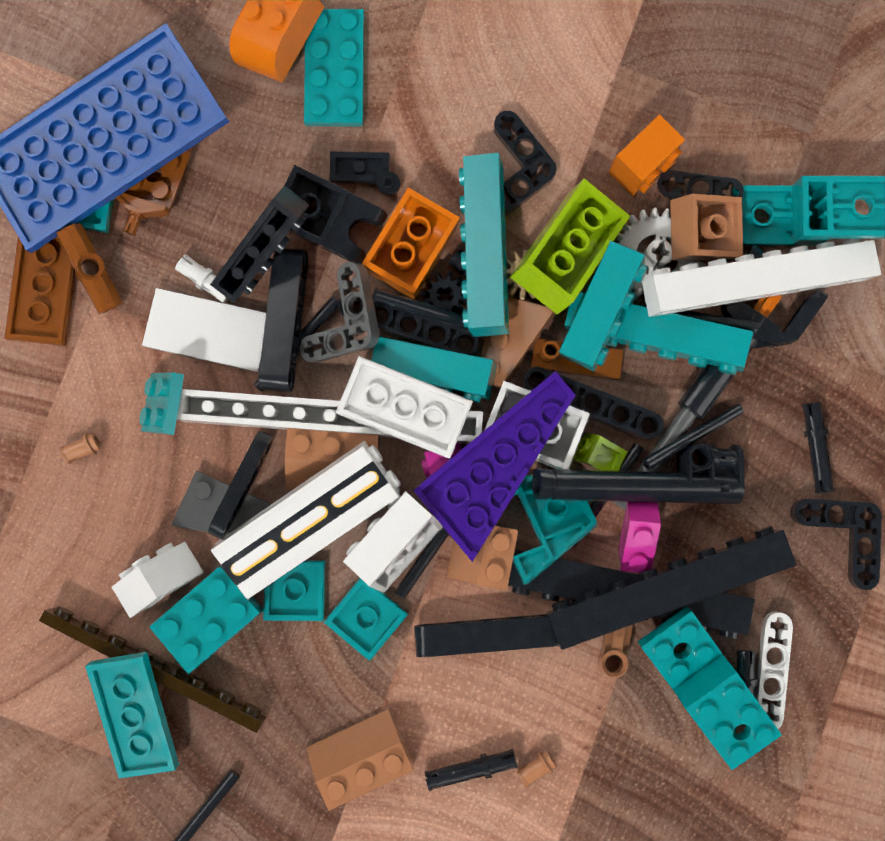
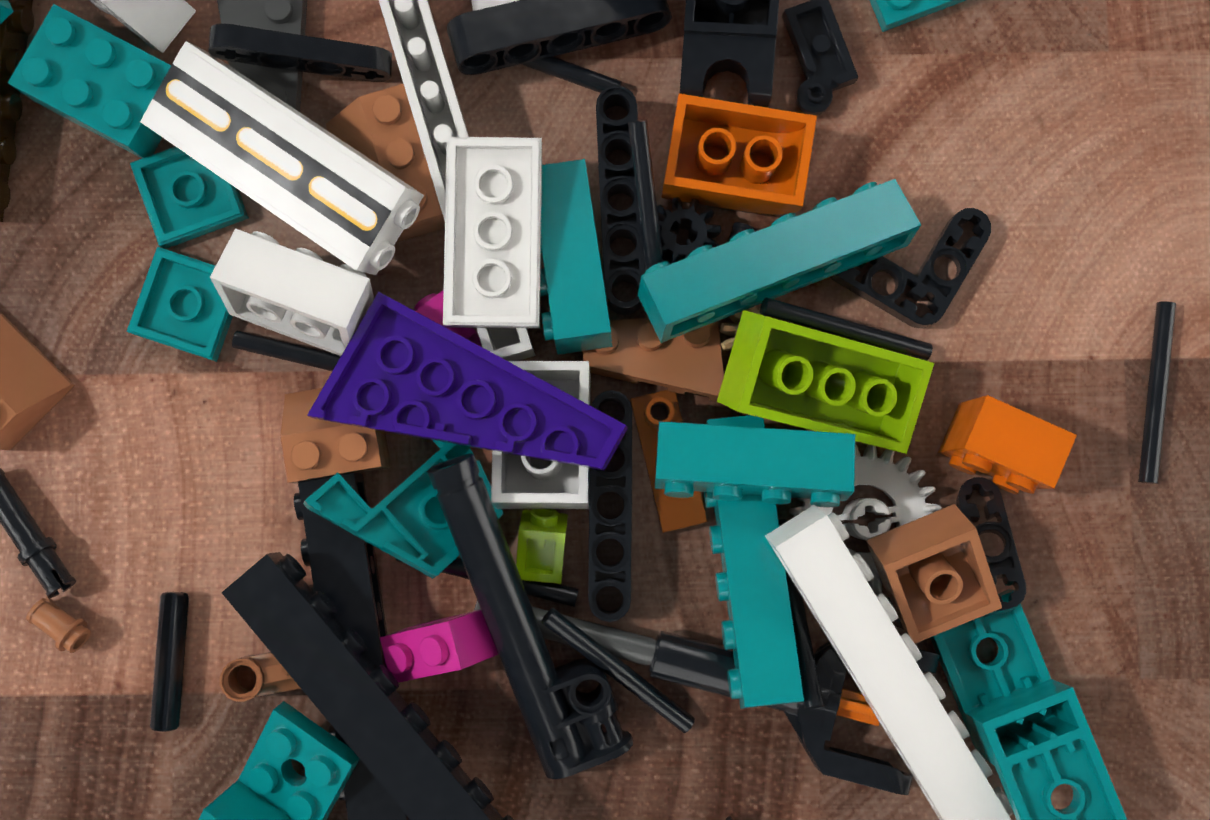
camera: 70 degrees right, 0 degrees up
(355, 323) = (589, 119): dark grey beam -> none
(483, 635) = (217, 474): black beam -> none
(540, 222) = (845, 328): none -> black bar
(584, 708) = (169, 661): none -> black axle
(647, 54) = (1157, 392): none -> black bar

